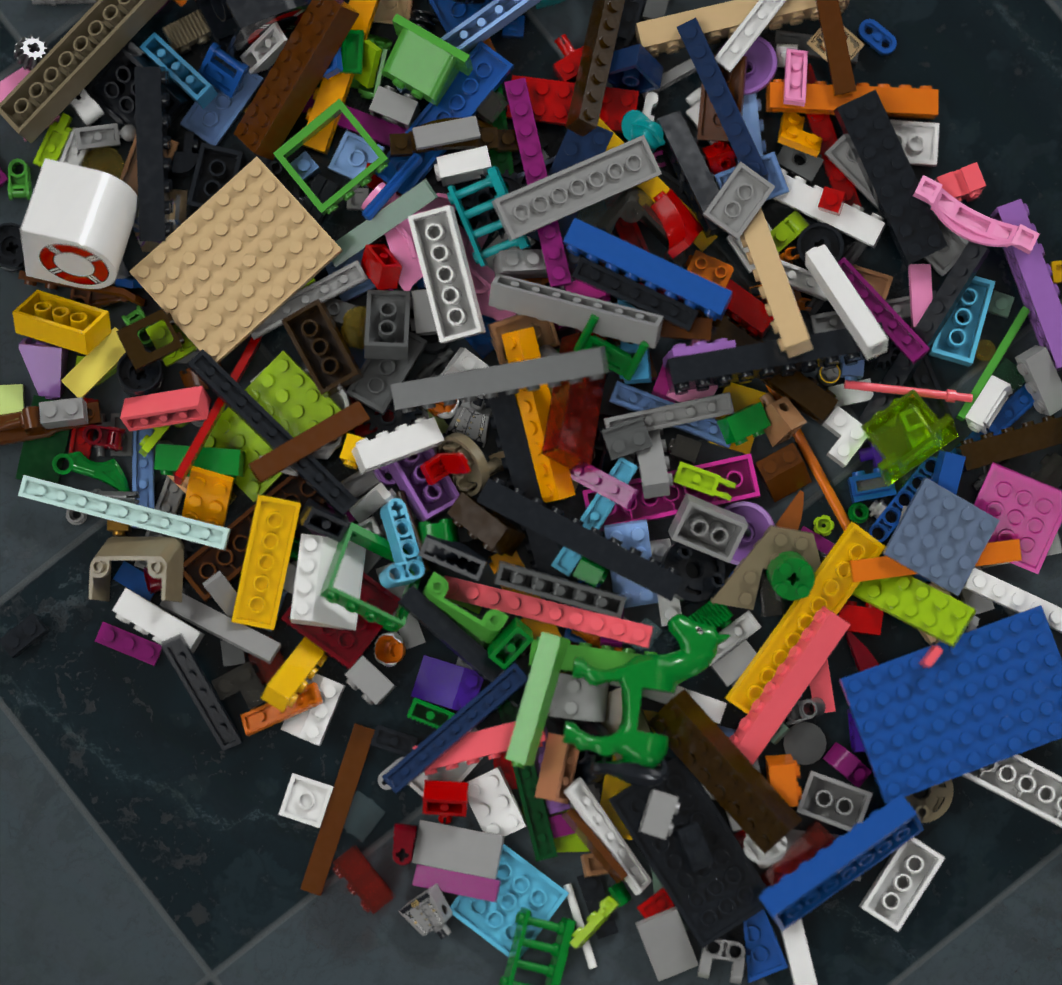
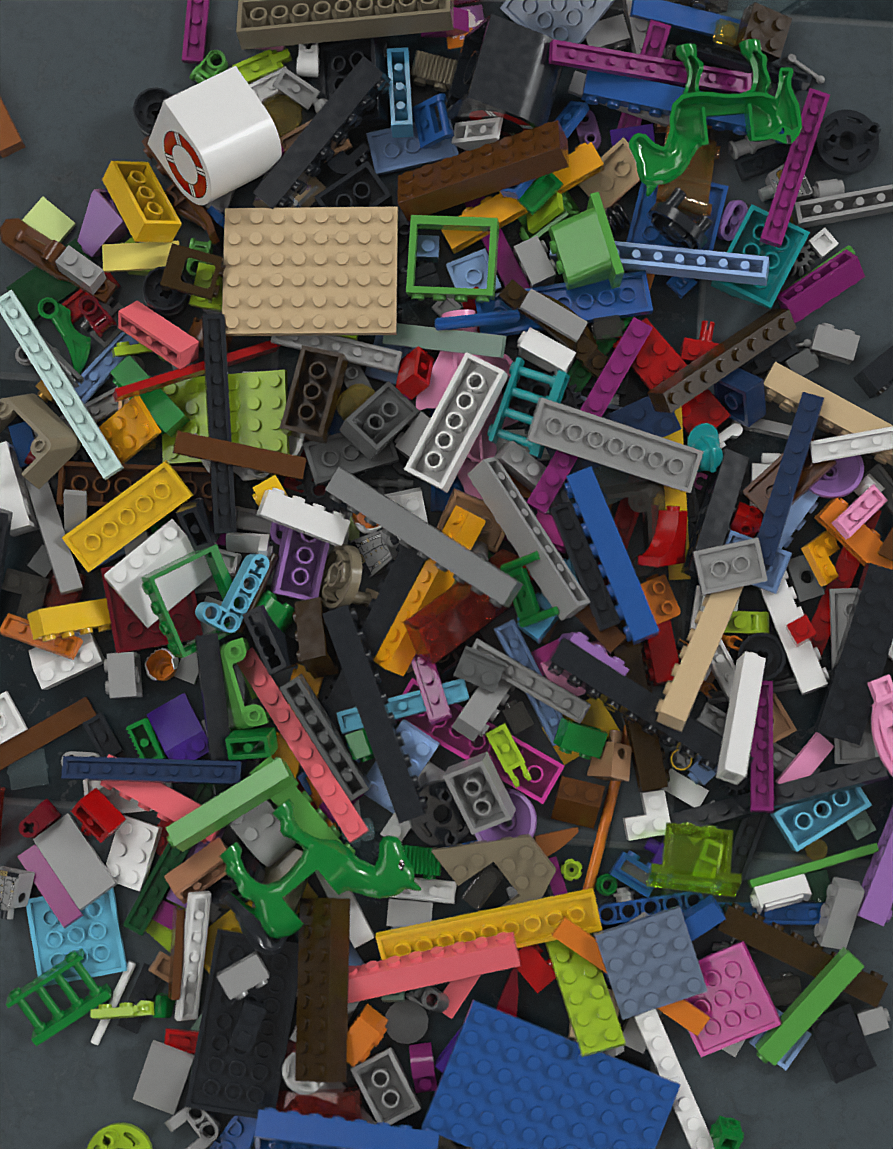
camera: 45 degrees right, 0 degrees up
(444, 464) = (323, 563): red bracket -> none
(796, 586) = (498, 887): green brick -> none
(931, 656) = (557, 1048): coral tile -> none
(948, 395) = (755, 859): coral bar -> none

